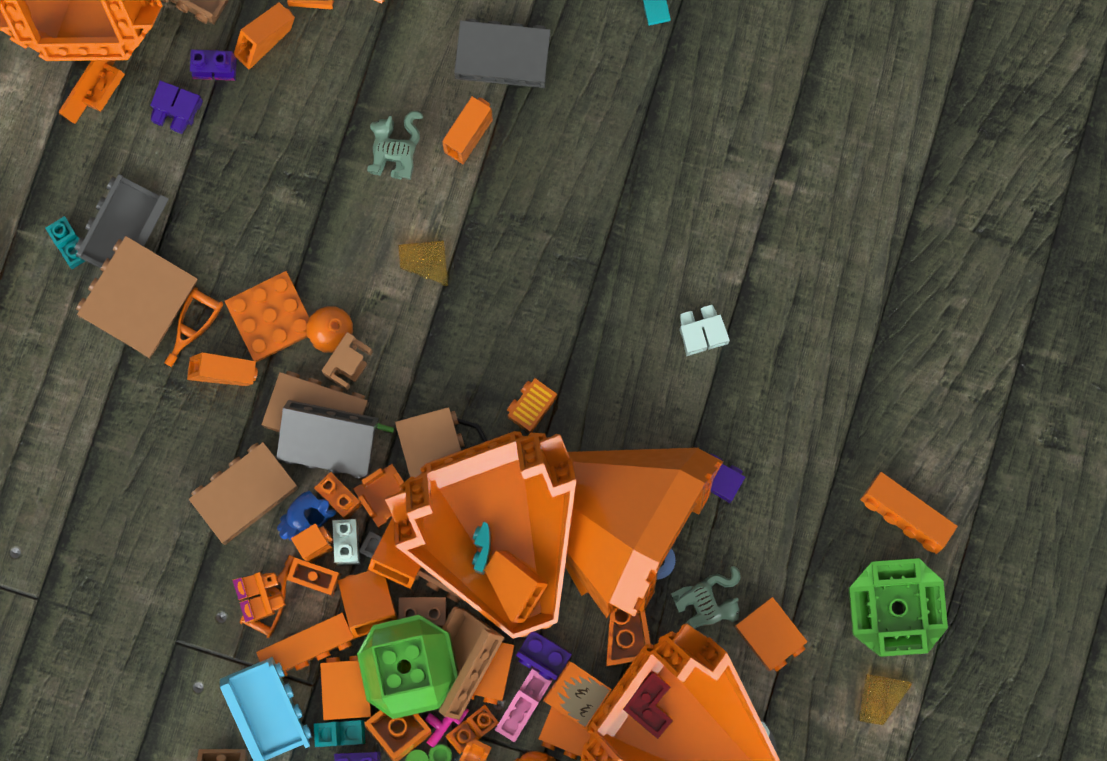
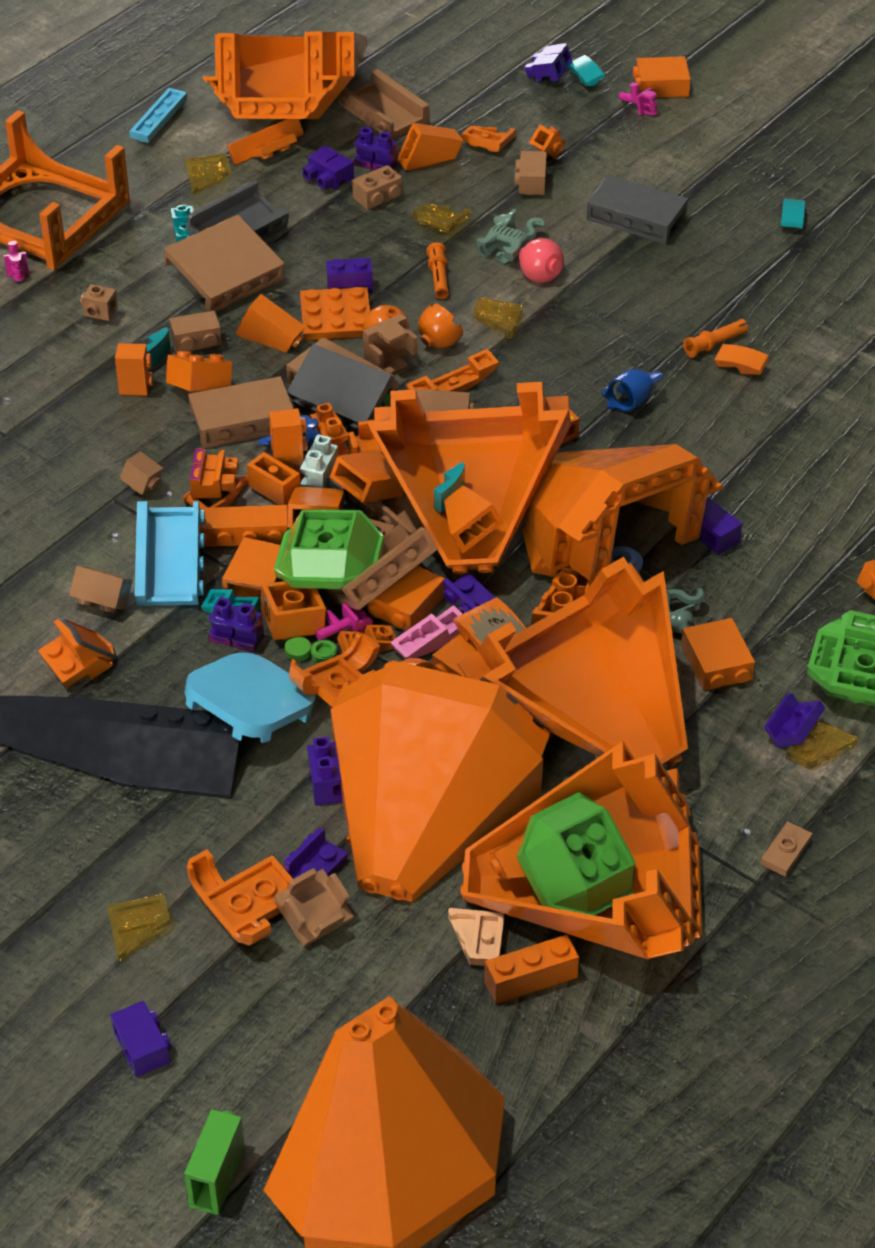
camera: 20 degrees right, 35 degrees down
(50, 397) = (99, 302): none -> medium nougat brick
(52, 153) = (206, 170): none -> clear yellow wing
(122, 485) = (133, 369): none -> orange brick
(125, 432) = (158, 346): none -> teal slope
(154, 405) = (195, 331): none -> medium nougat brick
(187, 331) = (275, 281): orange piece -> none
(187, 470) = (197, 372): none -> orange brick
(192, 614) = (141, 473): none -> medium nougat brick
(236, 117) = (377, 187): none -> medium nougat brick
(264, 266) = (349, 273): none -> dark purple brick
(315, 136) = (440, 216): none -> clear yellow wing
(341, 210) = (438, 264): none -> orange pin
(379, 313) = (438, 328): none -> orange cylinder
(381, 39) = (531, 172): none -> medium nougat brick
(418, 373) = (478, 368): none -> orange slope
(439, 173) = (541, 260): none -> coral brick
(468, 129) = (582, 236): orange brick -> none
(590, 325) = (635, 385): none -> blue piece
(633, 225) = (708, 340): none -> orange pin
(643, 705) = (556, 649): dark red plate -> none
(673, 242) = (745, 359): none -> orange slope
(711, 325) = (752, 418): light aqua hips -> none
(857, 688) = (793, 721): none -> dark purple bracket

